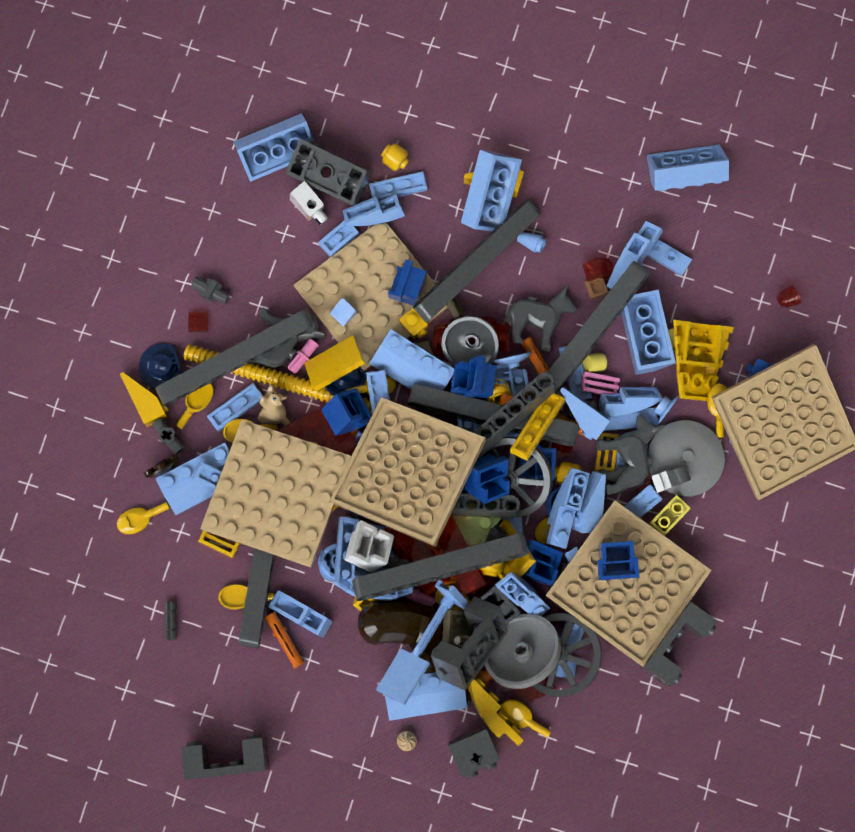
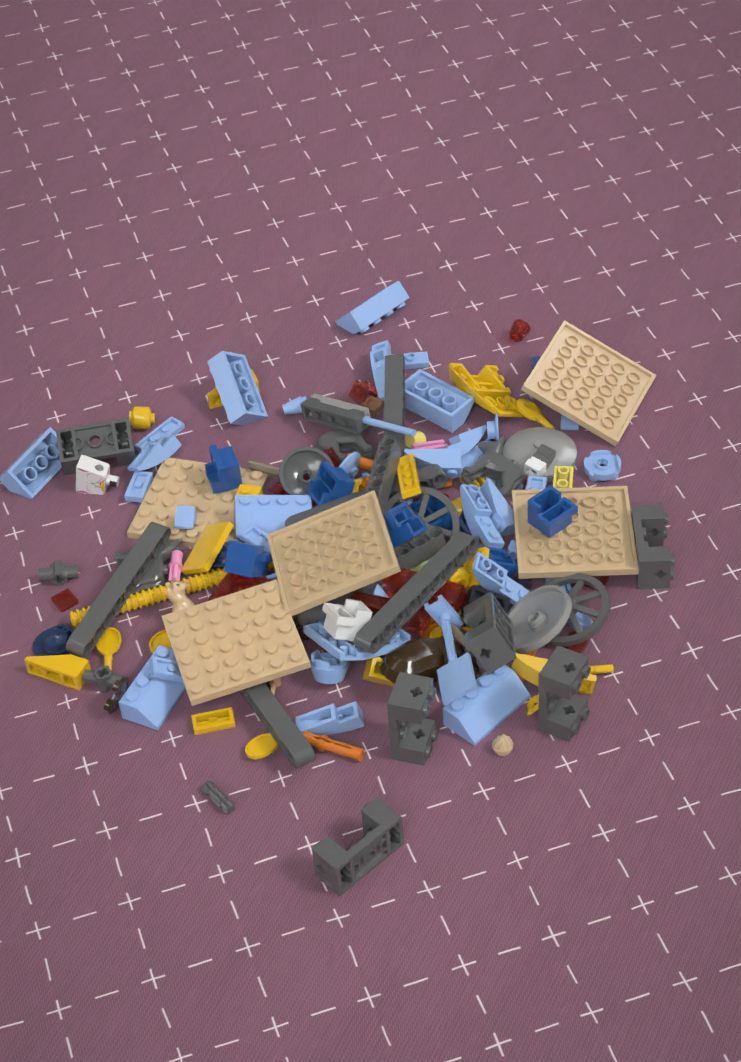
camera: 35 degrees left, 35 degrees down
(137, 519) = (126, 751): yellow piece -> none
(235, 407) = (145, 631): light blue tile -> none
(334, 682) = (408, 729): none -> dark grey plate
(471, 719) = (530, 705): none -> yellow piece
(476, 260) = (264, 431): dark grey beam -> none
(552, 298) = (345, 415): none -> dark grey piece
(724, 526) = (609, 471): none -> light blue plate

